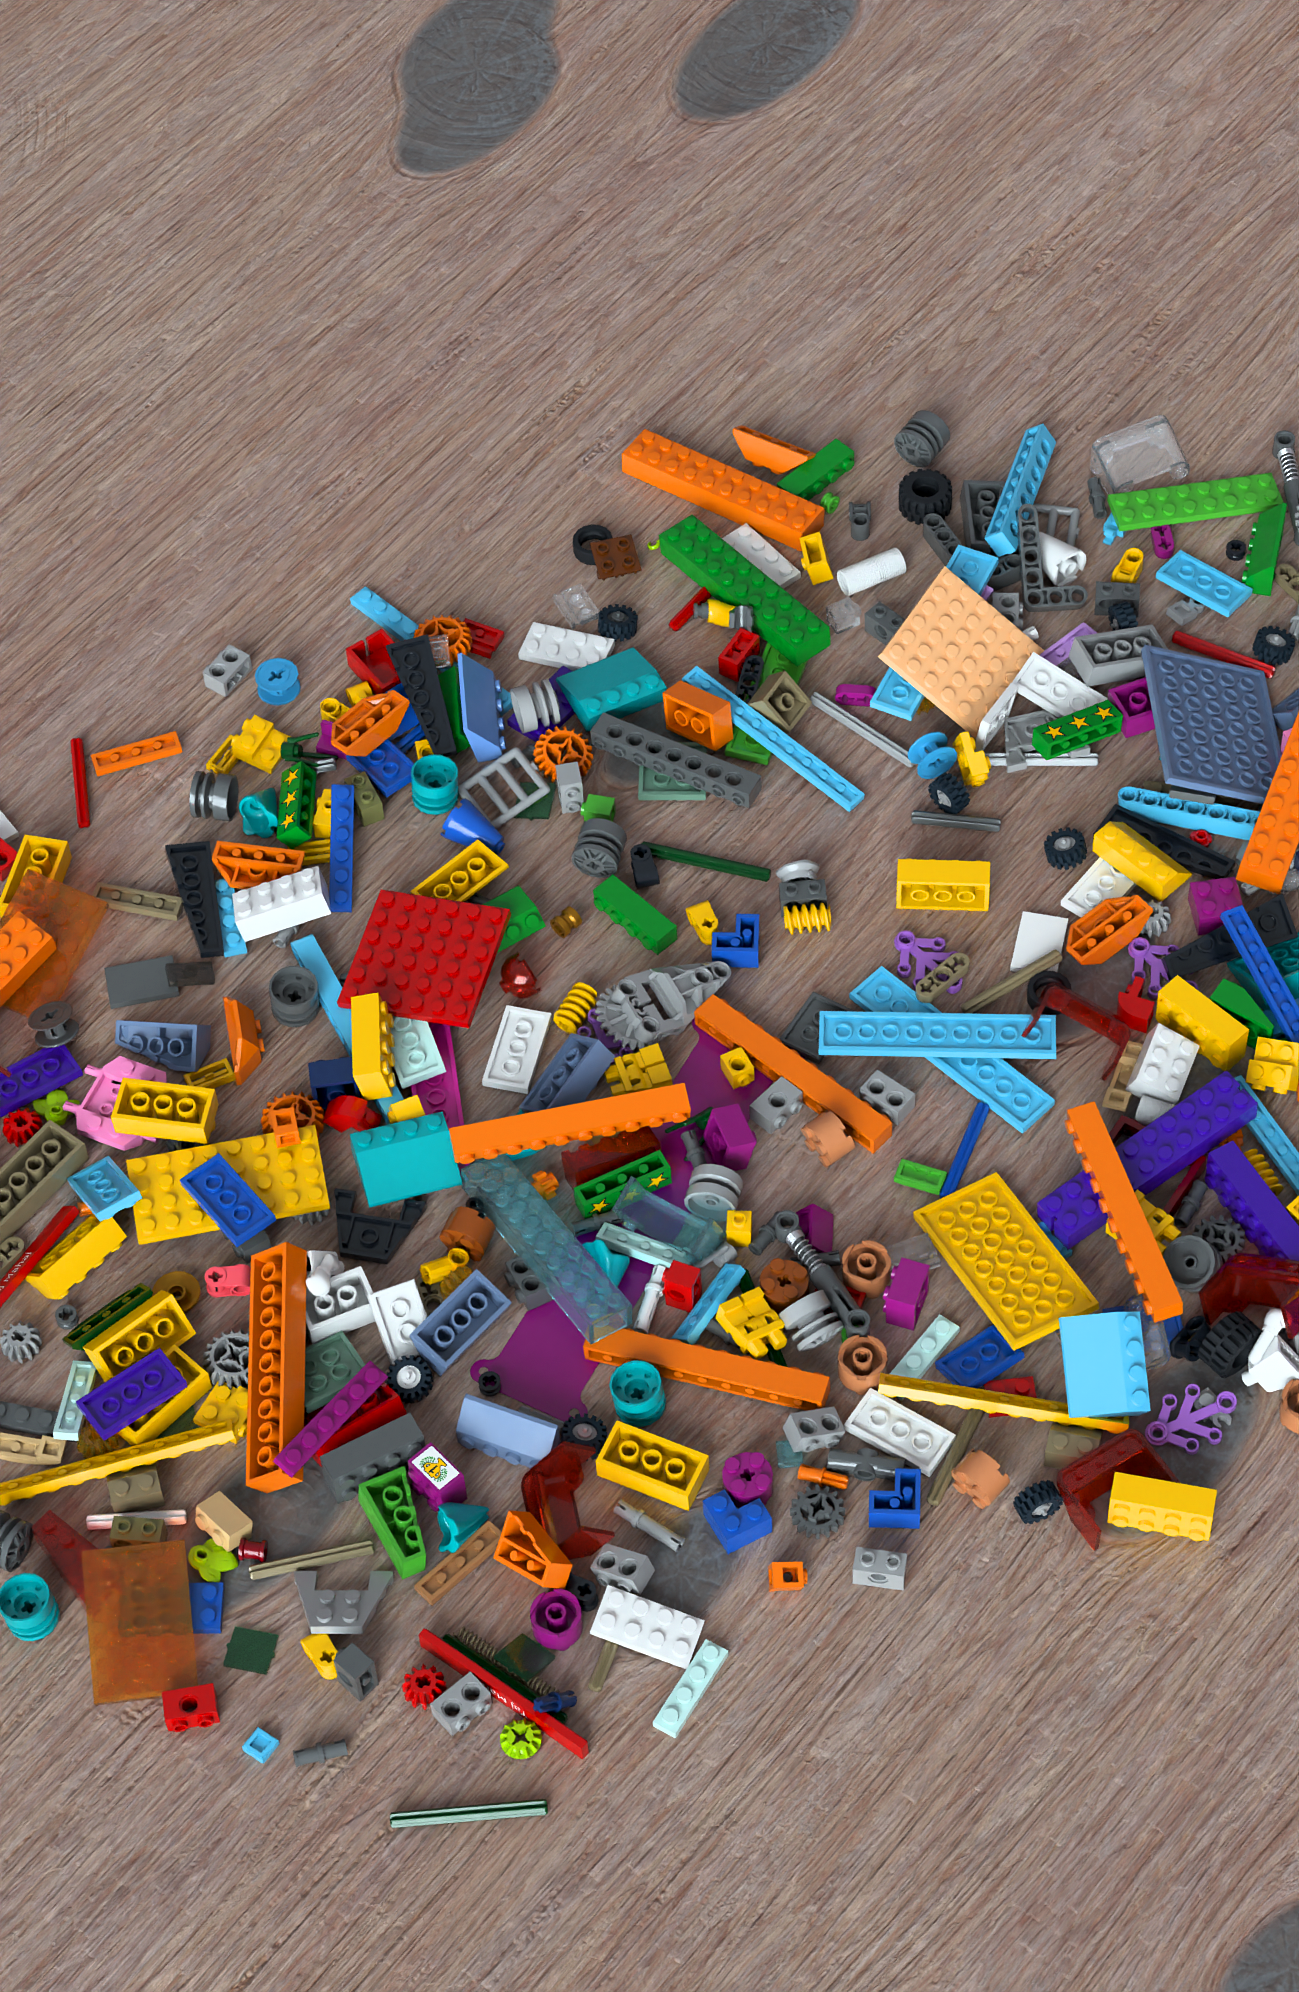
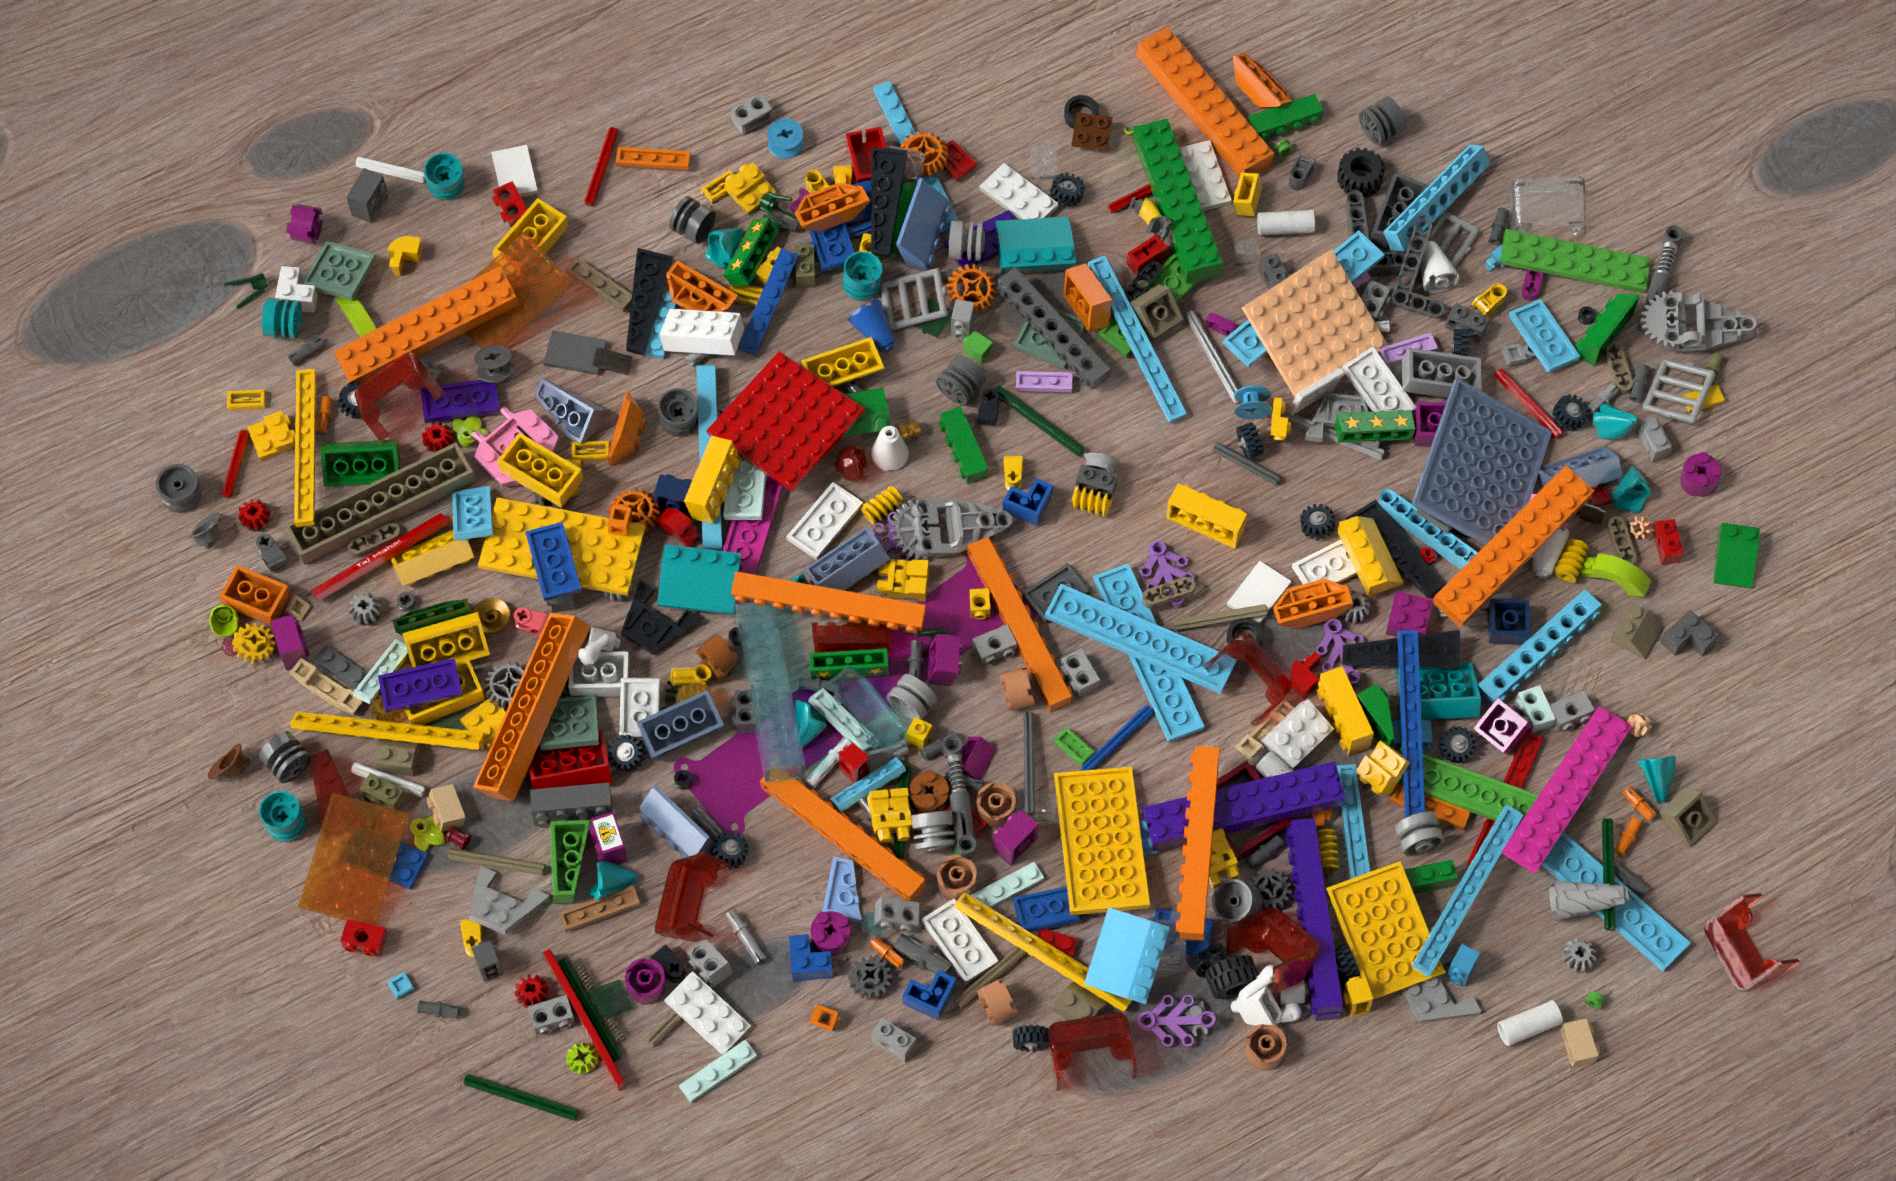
camera: 20 degrees right, 10 degrees up
(250, 1650) = (425, 912): clear green piece -> none
(330, 1419) = (551, 763): magenta plate -> none
(405, 1110) = (716, 541): yellow brick -> none
(531, 1551) = (649, 924): orange wedge -> none
(545, 1184) = (792, 640): orange gear -> none
(554, 947) = (889, 450): none -> white cone
(554, 1702) = (615, 1042): dark blue axle -> none
(637, 1393) = (782, 823): teal wheel -> none
(652, 1465) = (767, 893): yellow brick -> none
(690, 819) = (1044, 381): none -> lavender plate
(734, 1429) = (841, 890): none -> light blue wing
(879, 1210) = (1029, 763): none -> dark grey axle
(1161, 1506) = (1118, 1080): yellow brick -> none

